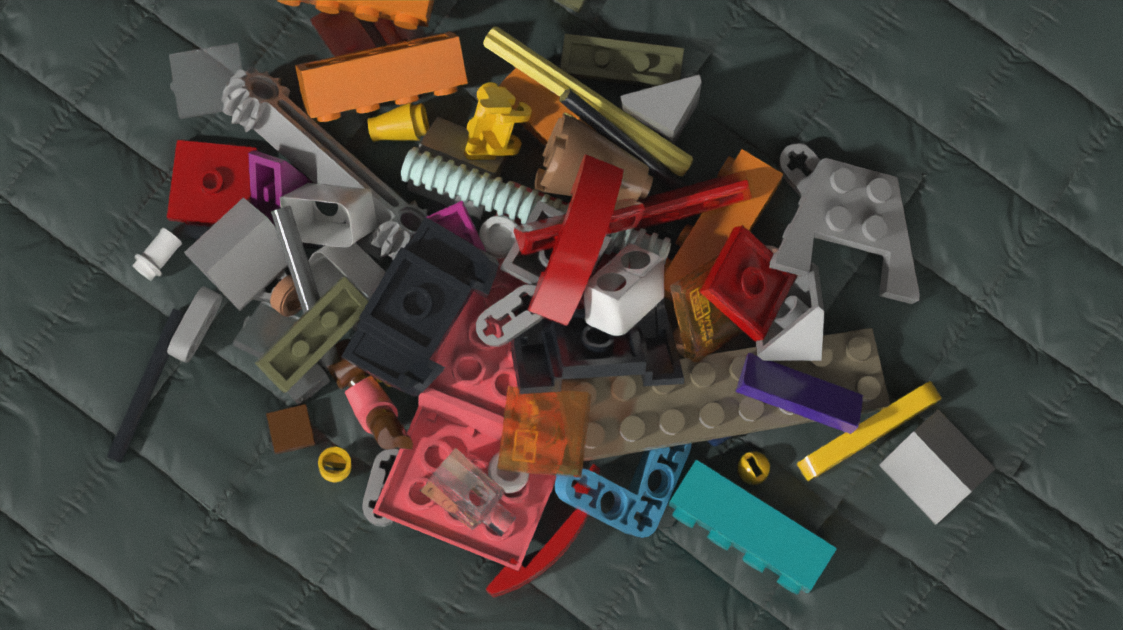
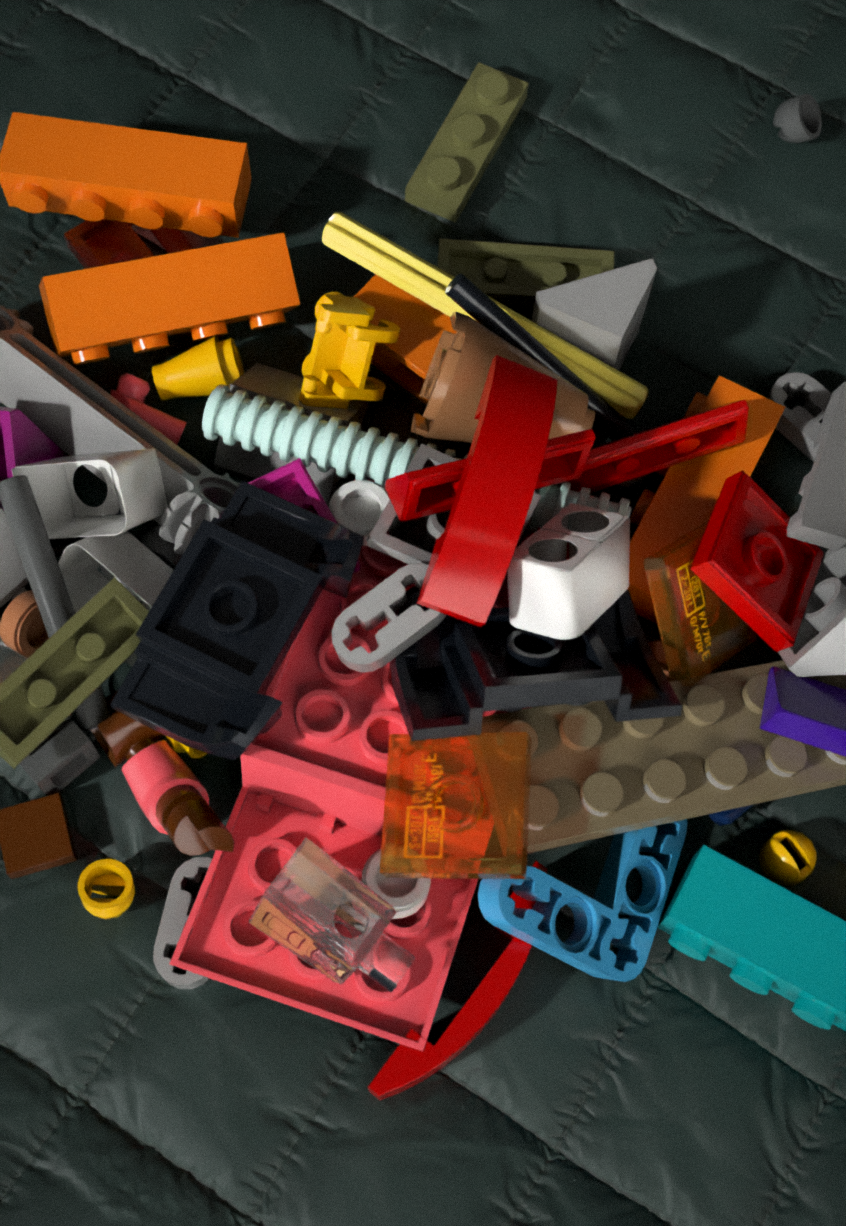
camera: 10 degrees left, 10 degrees down
(352, 141) = (132, 393): none -> coral arm

